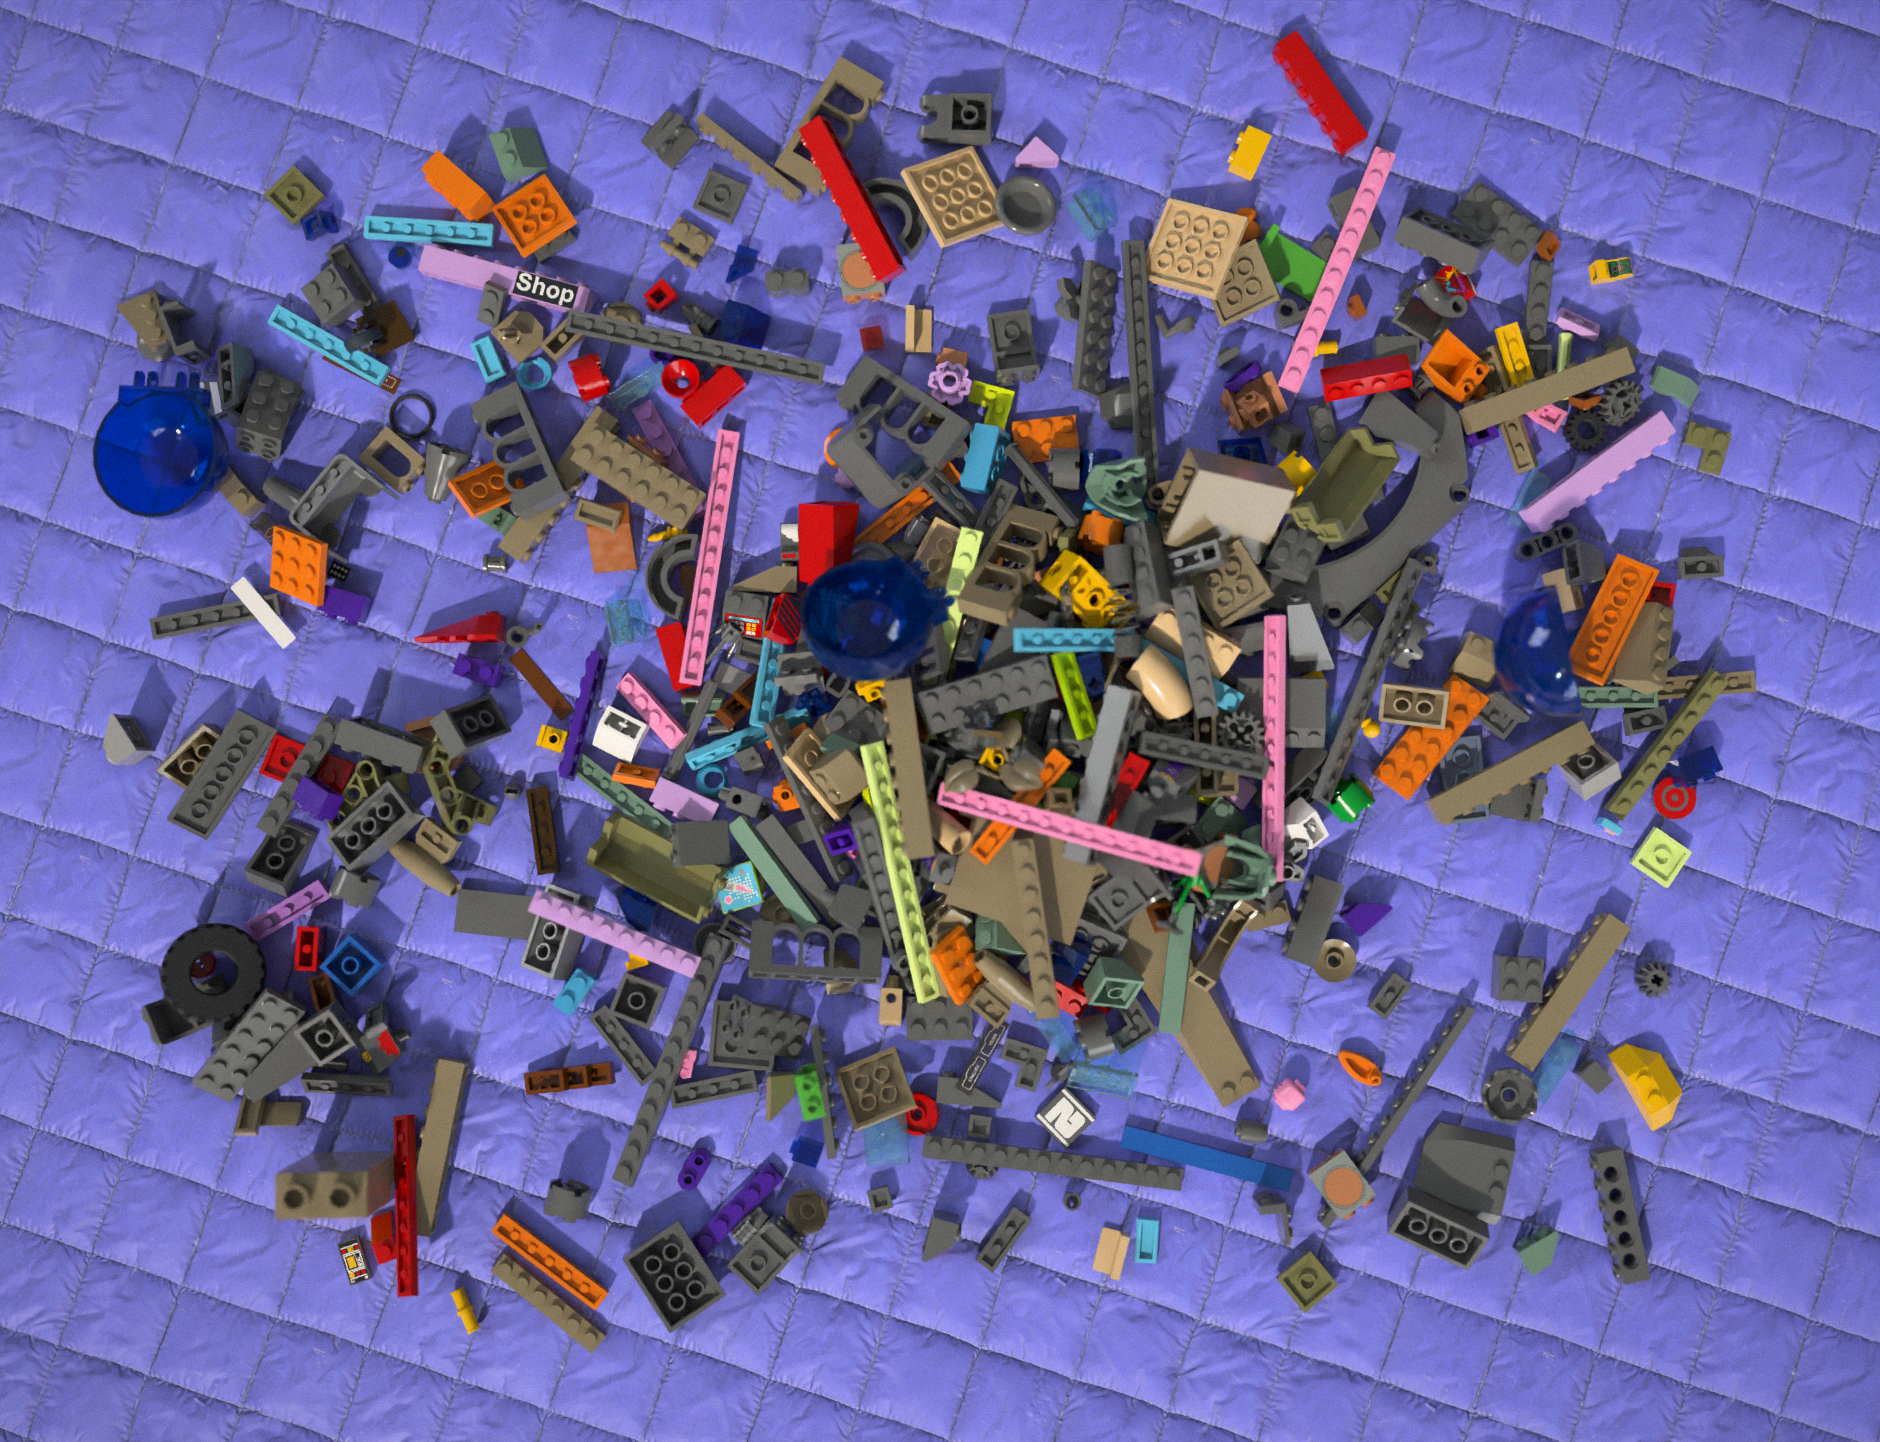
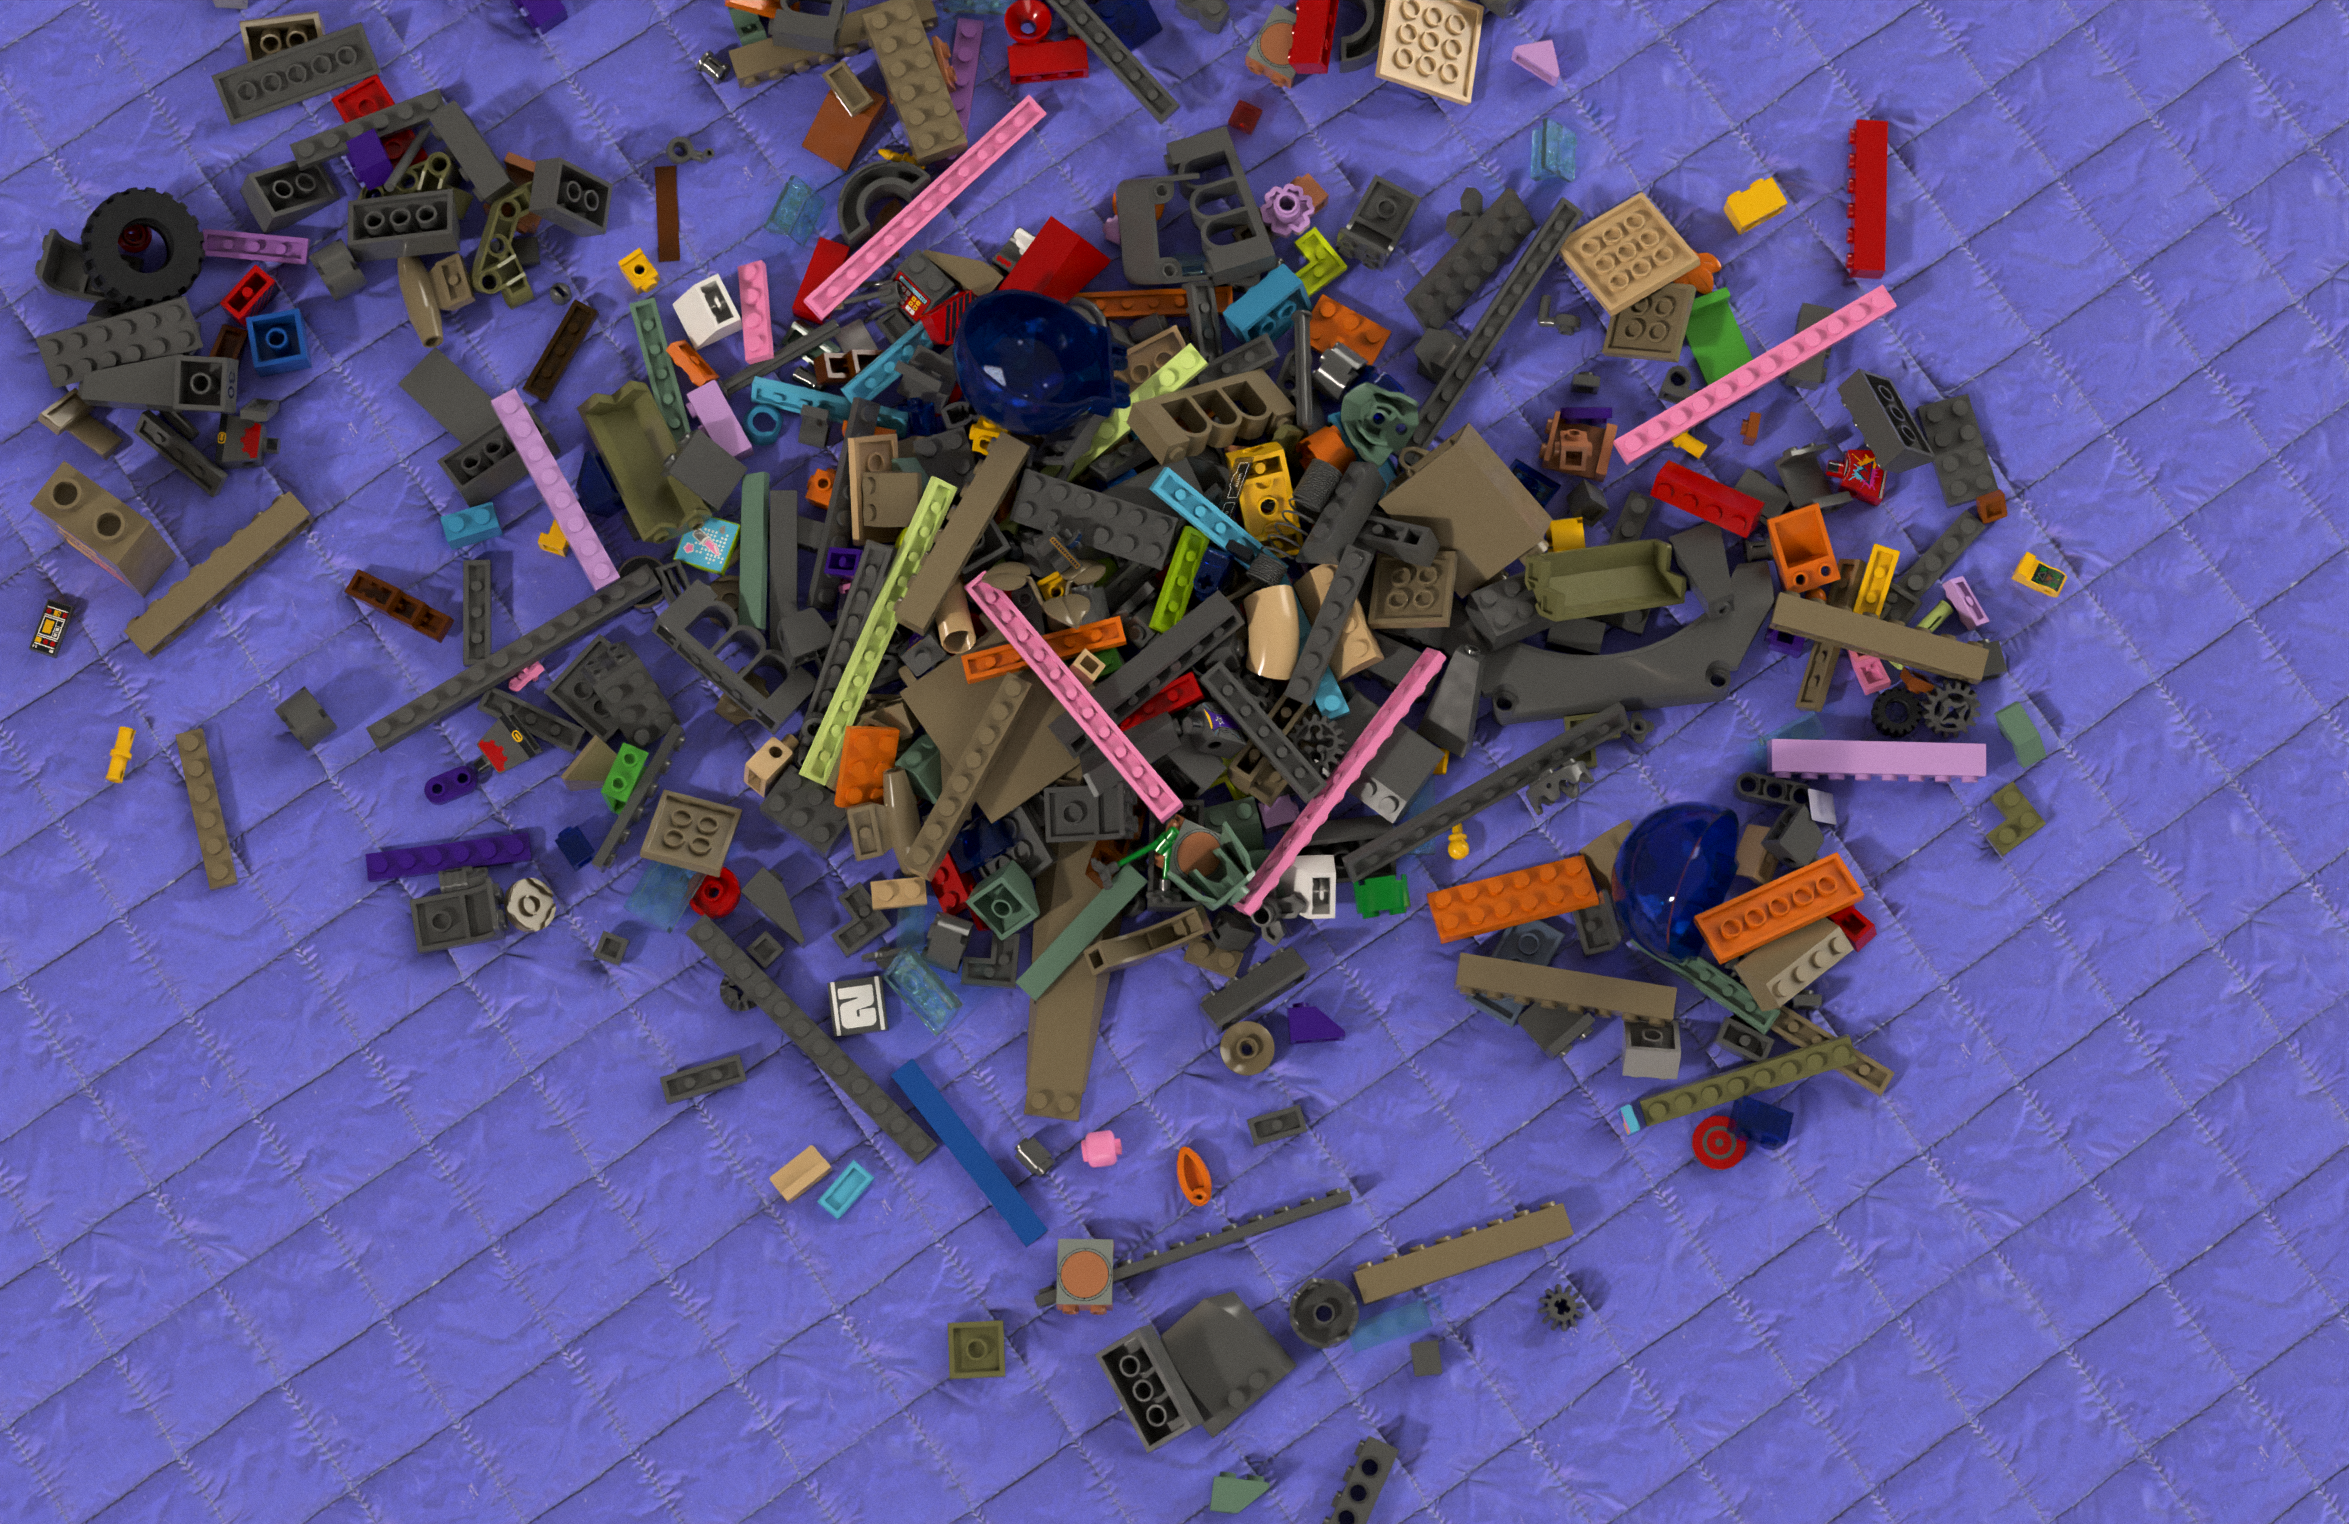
camera: 30 degrees right, 10 degrees down
(341, 779) = (408, 157): none -> dark grey bar
(384, 1237) = (100, 628): red slope -> none
(406, 1206) = (146, 606): red tile -> none
(478, 629) = (643, 114): red wedge -> none
(478, 670) = (618, 155): dark purple brick -> none
(550, 1261) = (240, 768): orange plate -> none
(579, 725) = (685, 267): dark purple plate -> none
(638, 999) = (526, 577): dark grey brick -> none
(673, 1276) = (351, 868): dark grey slope -> none
(712, 1119) = (506, 745): none -> dark grey torso
(751, 804) = (780, 464): dark grey torso -> none
(918, 330) = (1296, 141): tan panel -> none
(941, 1233) = (644, 1022): dark grey slope -> none
(981, 1058) = (821, 882): clear smoke sticker -> none
(1025, 205) = (1492, 97): dark grey piece -> none
(1036, 1030) = (898, 893): none -> tan plate
(1075, 1198) = (805, 1093): dark grey hinge -> none
(1102, 646) = (1240, 551): none -> black tile
(1270, 1203) = (996, 1235): dark grey bracket -> none
(1324, 246) = (1763, 344): dark grey plate -> none
(1361, 623) = (1524, 736): dark grey slope -> none
(1413, 705) = (1517, 850): dark tan slope -> none
(1439, 300) = (1835, 474): dark grey cylinder -> none
(1517, 978) = (1420, 1202): dark grey brick -> none
(1584, 529) = (1822, 806): none -> flat silver sticker
(1648, 1083) = (1478, 1412): yellow wedge -> none
(1660, 857) = (1659, 1191): yellowish green plate -> none
(1699, 564) = (1915, 928): dark grey slope -> none

